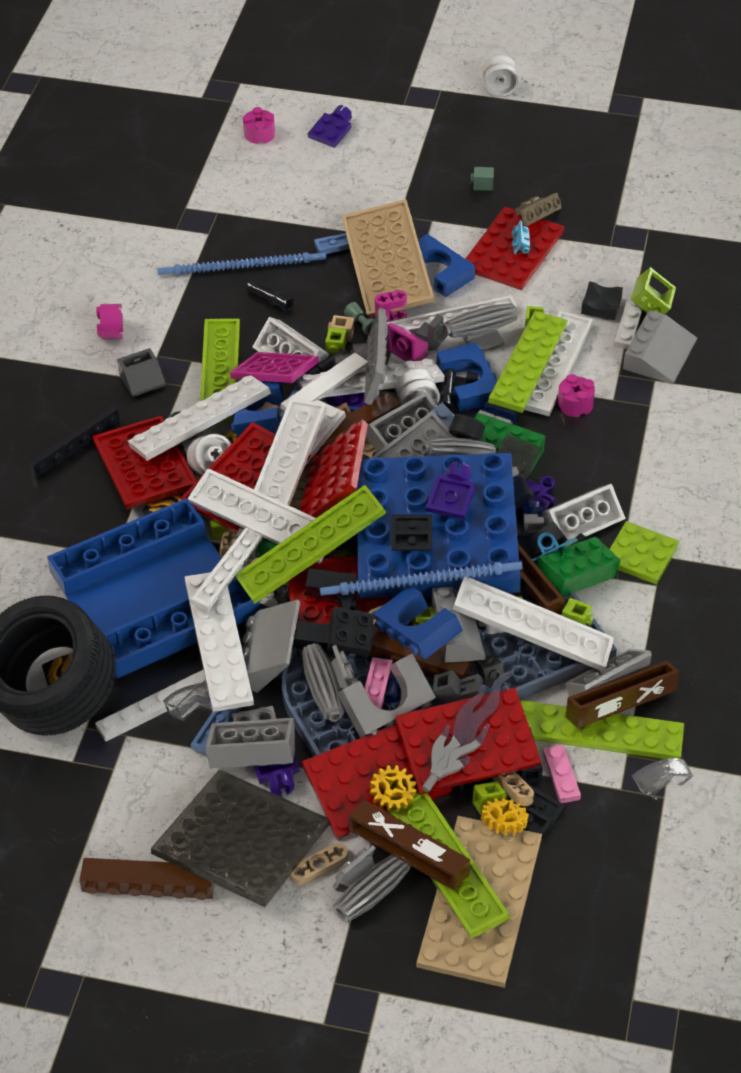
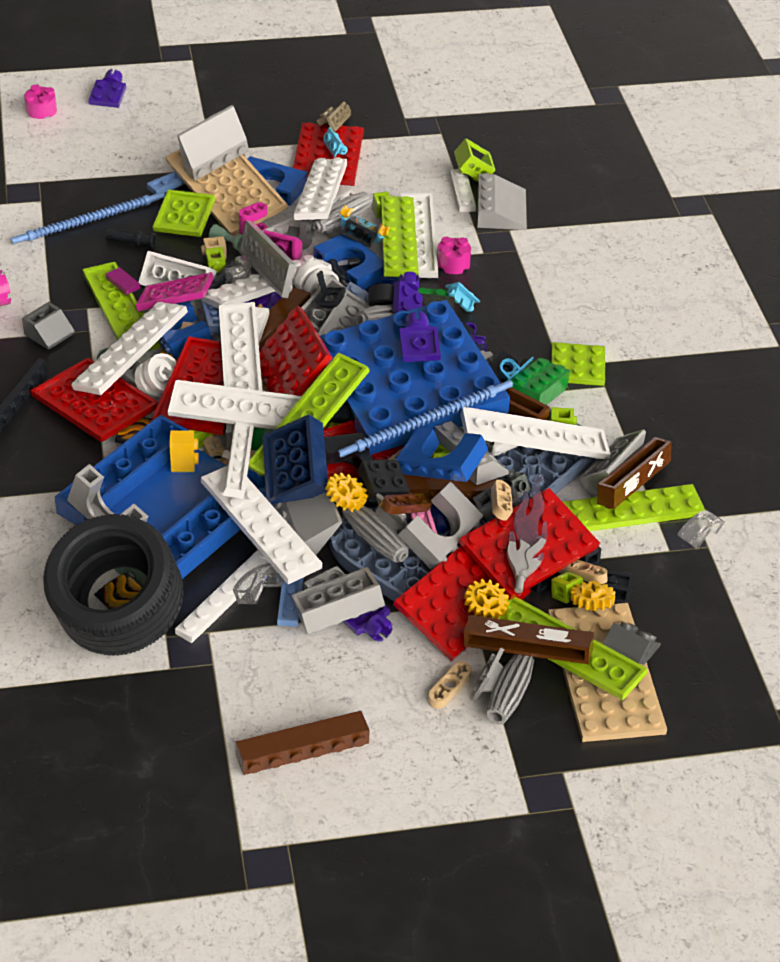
camera: 25 degrees left, 5 degrees down
(68, 567) = (87, 499): none -> light grey arch
(187, 542) = (183, 451): none -> yellow brick
(234, 342) = (122, 281): none -> magenta tile
(241, 837) = (371, 681): clear smoke plate -> none
(274, 587) = (295, 461): none -> dark blue slope
(296, 631) = (346, 492): none -> yellow gear
(330, 380) = (236, 288): white tile -> none
(331, 282) = (184, 213): none -> lime plate
(337, 663) = (406, 503): none -> reddish brown beam
(383, 215) = (212, 143): none -> slope
(409, 407) = (326, 291): none -> black piece
(411, 532) = (399, 381): black slope -> none
(449, 691) = (501, 500): none -> tan beam
(472, 289) = (320, 189): none -> white plate
(482, 178) = (270, 104): sand green brick -> none
(487, 434) = (406, 293): none -> dark purple plate
(490, 343) = (360, 229): none -> torso
(500, 76) = (241, 20): white wheel -> none
(514, 880) = (629, 642): none -> dark grey slope
(561, 449) = (462, 296): none -> medium azure hinge
(561, 774) = (617, 553): bright pink plate -> none
(586, 512) = (519, 340): white slope -> none
(601, 301) = (431, 178): black brick -> none

